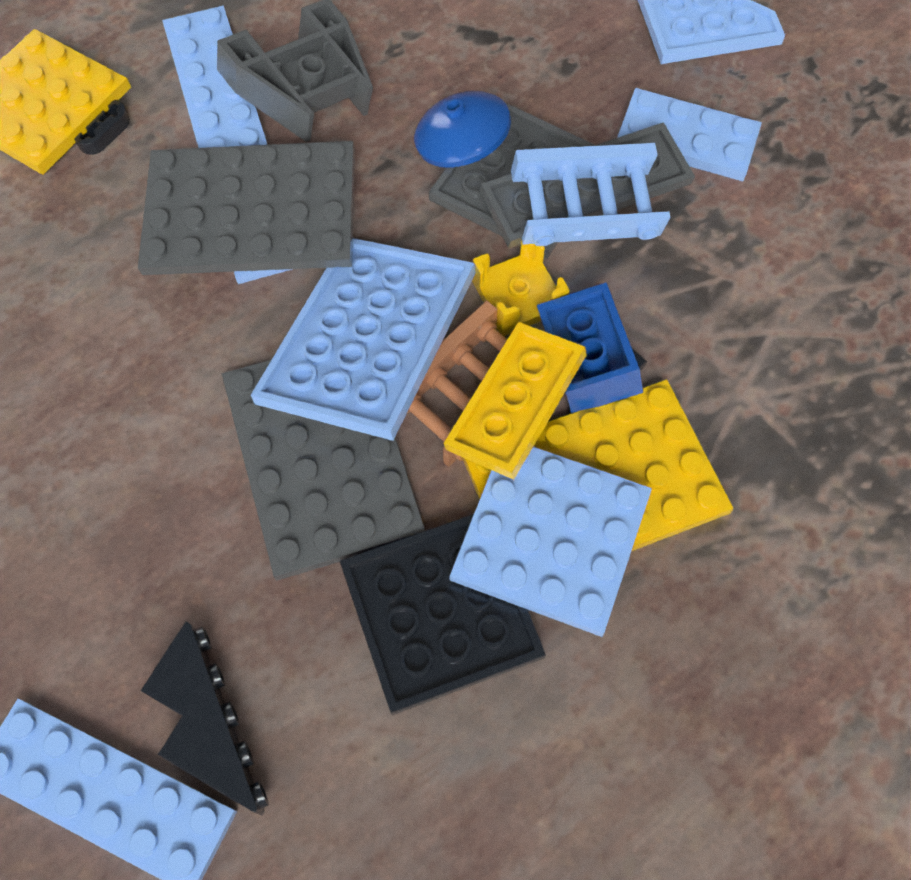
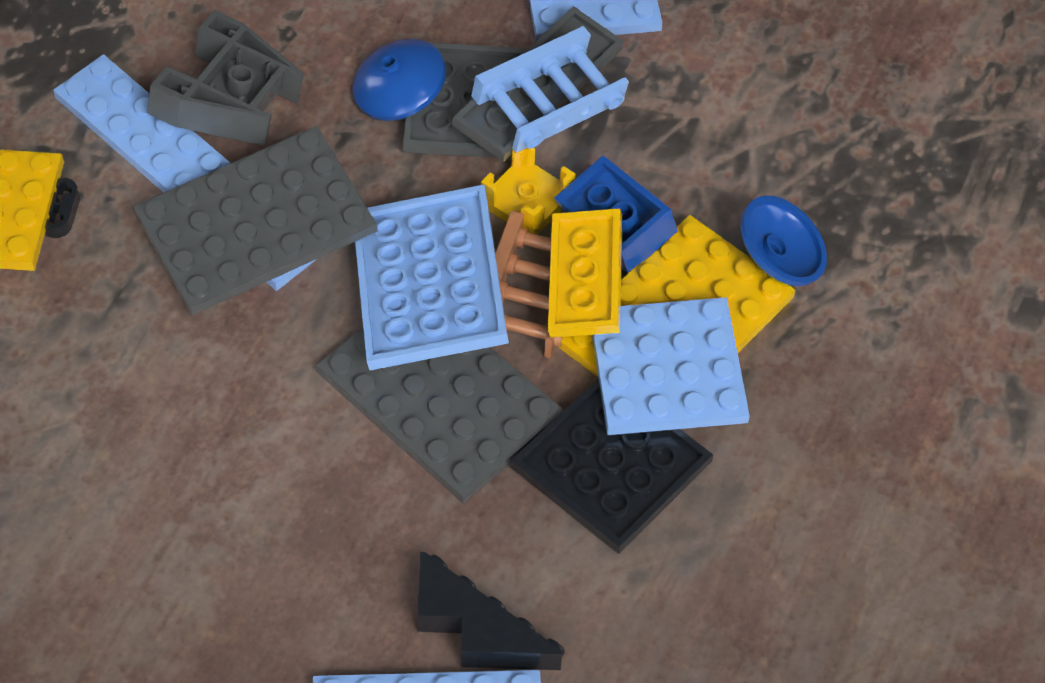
camera: 30 degrees left, 10 degrees down
(745, 452) = (783, 241): none -> blue dish

